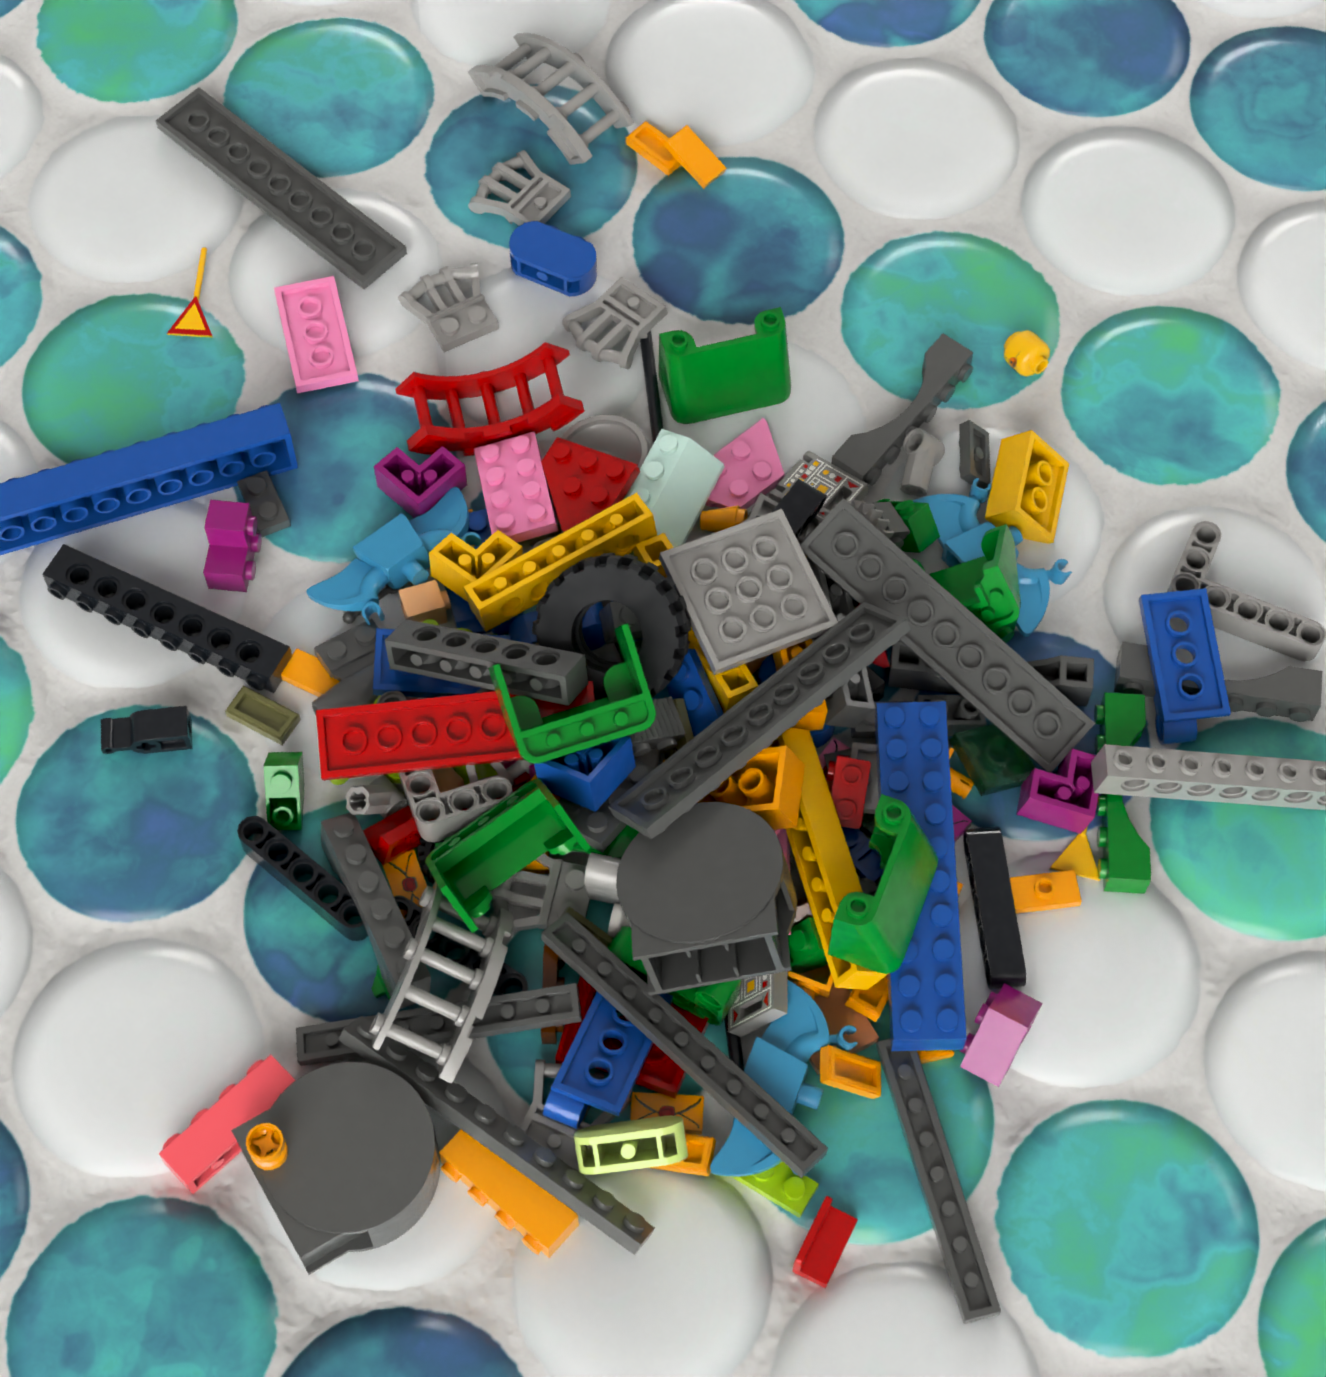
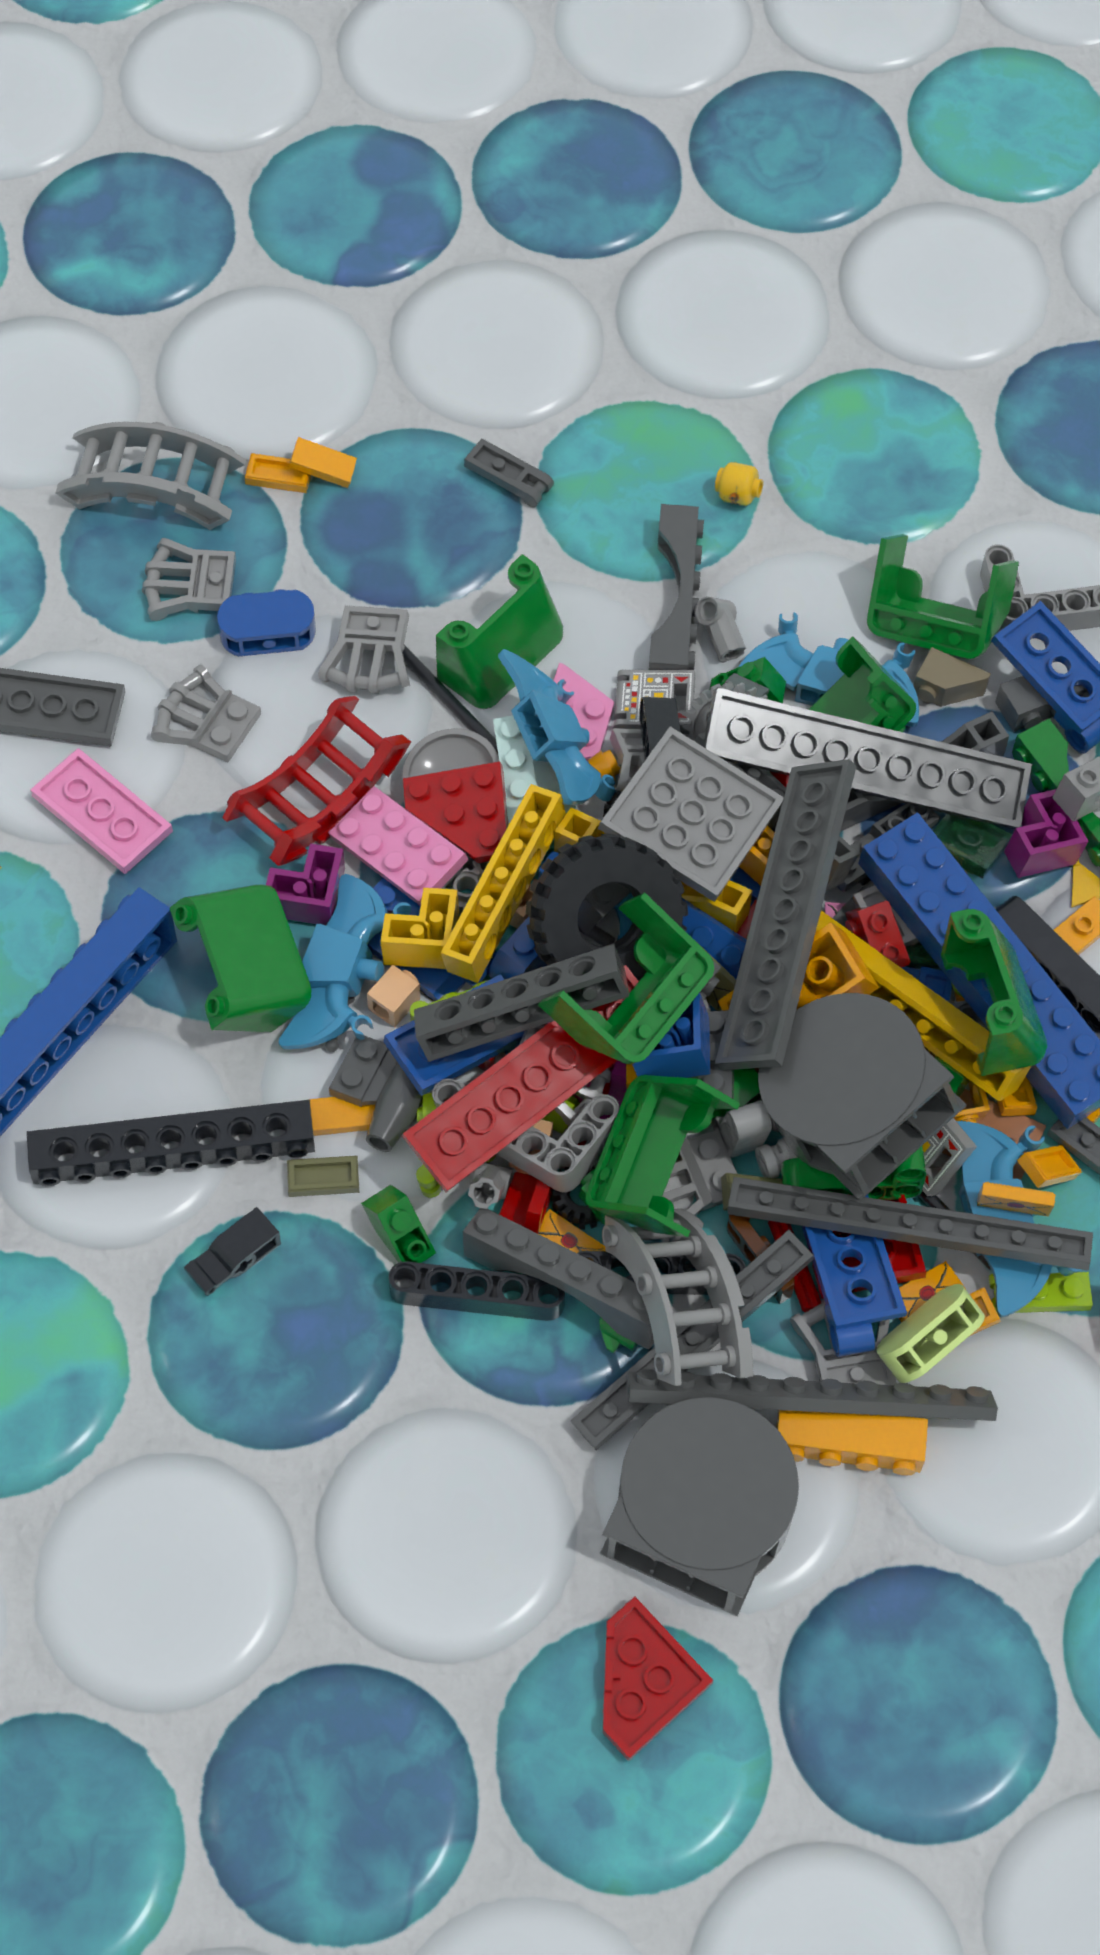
camera: 35 degrees left, 0 degrees up
(193, 1275) = (646, 1679): none -> red plate
(209, 1141) = (579, 1535): coral brick -> none
(232, 545) = (180, 1042): magenta brick -> none
(264, 503) = (173, 990): dark grey plate -> none
(264, 1139) = (650, 1515): light orange wheel -> none
(320, 505) = (250, 956): none -> green windscreen
(698, 463) = (554, 731): none -> dark azure torso
(784, 1077) = (1016, 1199): none -> light orange tile
(841, 243) = (508, 472): none -> dark grey plate
(974, 454) = (755, 589): dark grey plate -> none
(1027, 487) = (822, 598): yellow slope -> none
(1084, 613) = (949, 680): none -> dark tan slope
(1089, 541) = (904, 616): none -> green windscreen

